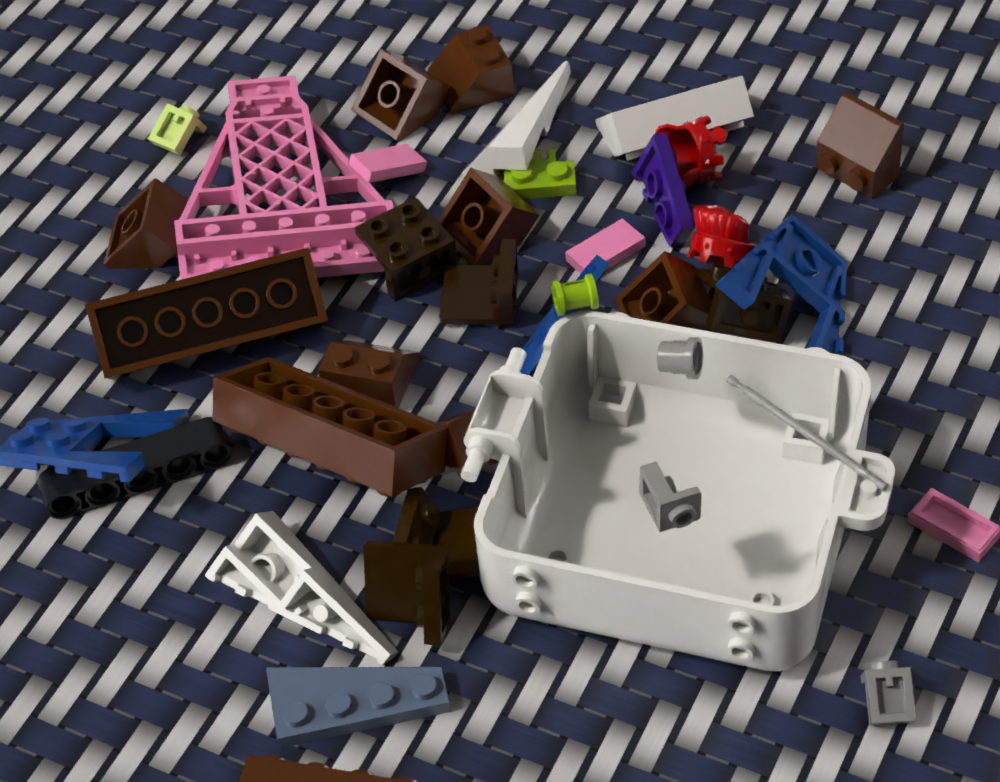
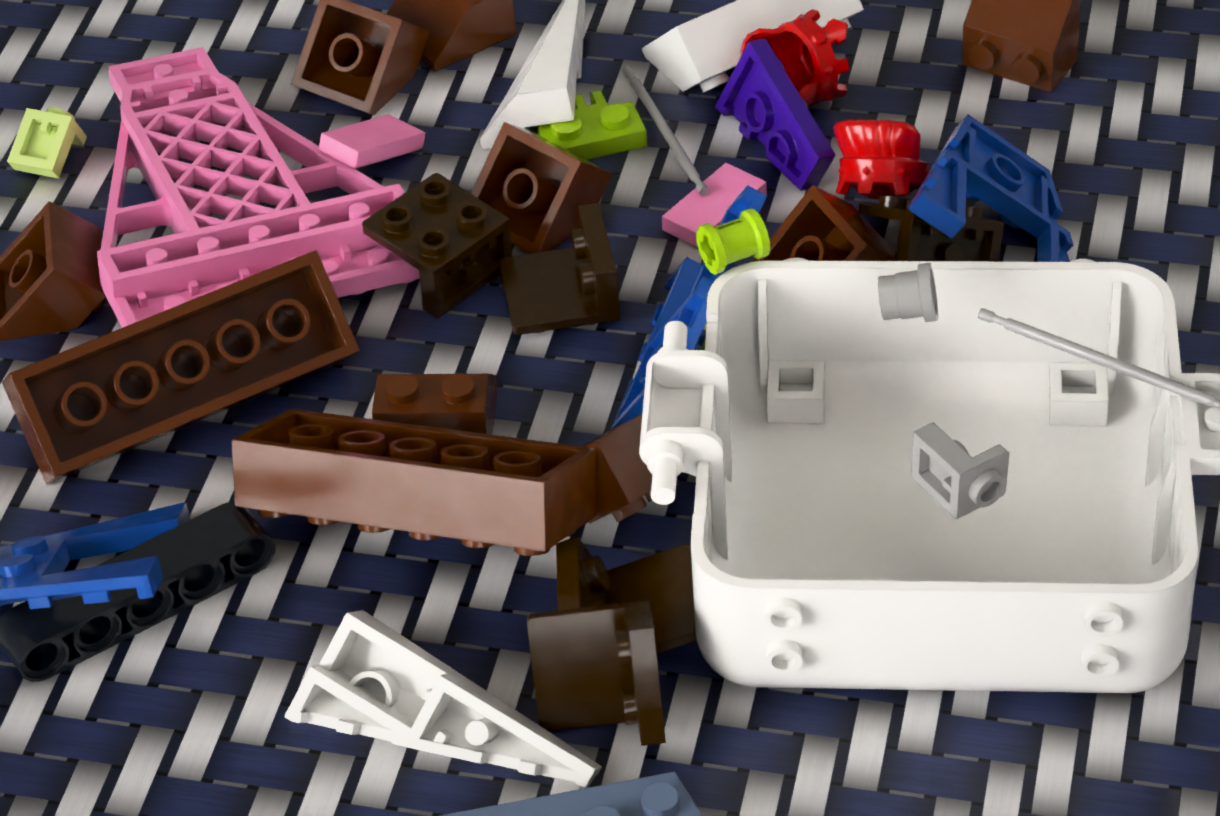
camera: 15 degrees left, 5 degrees down
(589, 185) = (666, 131): none -> light grey piece

